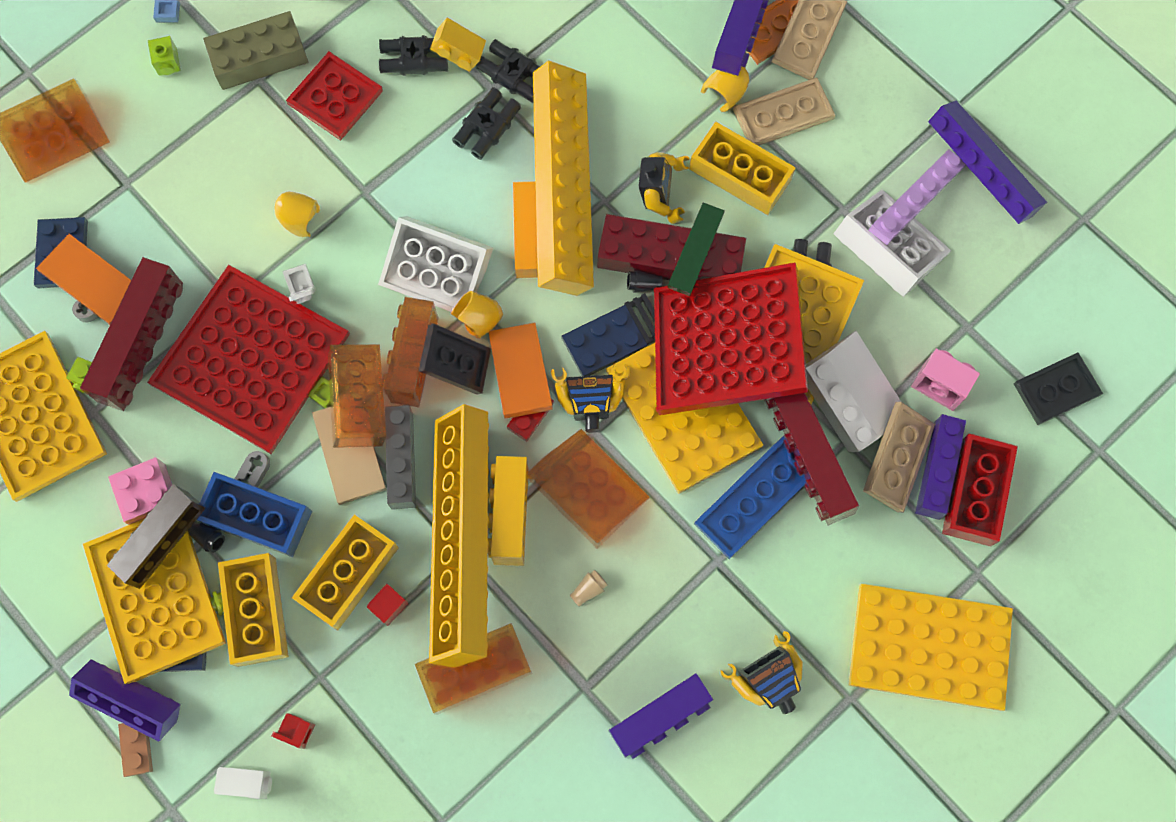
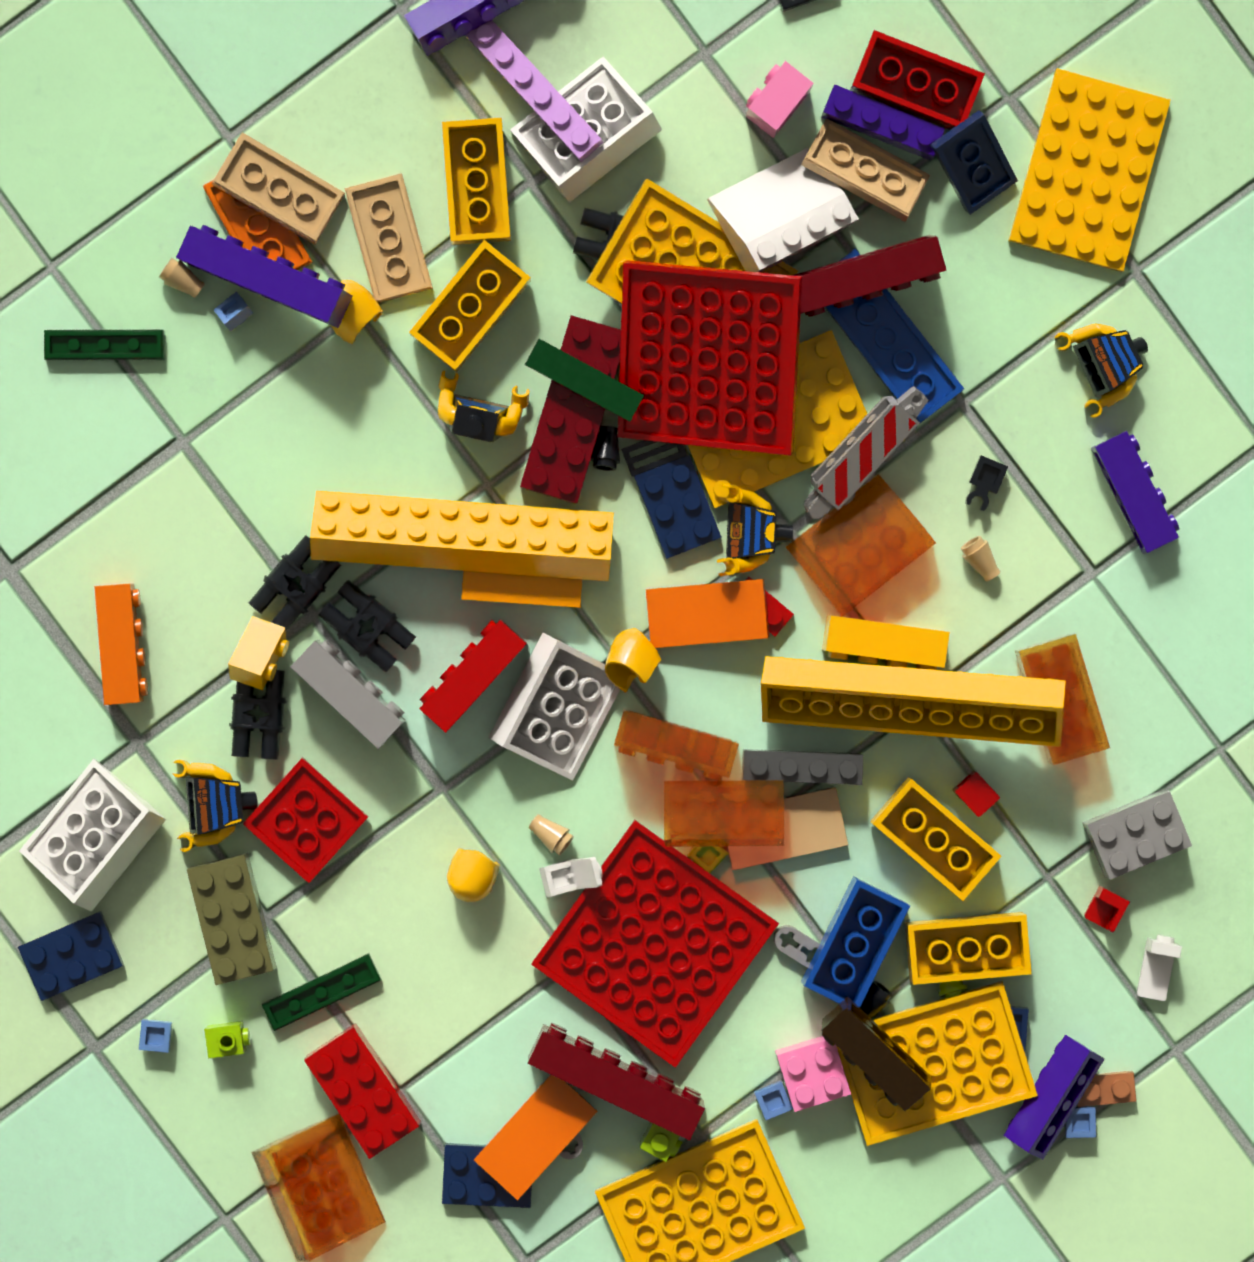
camera: 80 degrees left, 15 degrees up
(103, 728) = (1081, 1123): none -> medium blue plate
(120, 461) = (773, 1100): none -> medium blue plate
(125, 152) = (362, 1091): none -> red brick
(203, 121) = (321, 992): none -> dark green tile
(332, 272) = (551, 834): none -> tan cone
(342, 28) = (213, 804): none -> torso
(360, 750) = (1137, 834): none -> light grey brick
(432, 109) = (348, 693): none -> light grey brick
(454, 195) = (473, 675): none -> red brick
(455, 359) = (692, 690): black plate -> none
(658, 585) = (987, 478): none -> black plate
(668, 478) = (863, 452): none -> light grey hinge
(712, 11) = (233, 311): none -> medium blue plate
(839, 163) = (476, 181): none -> yellow brick
(922, 542) = (974, 162): none -> dark blue plate

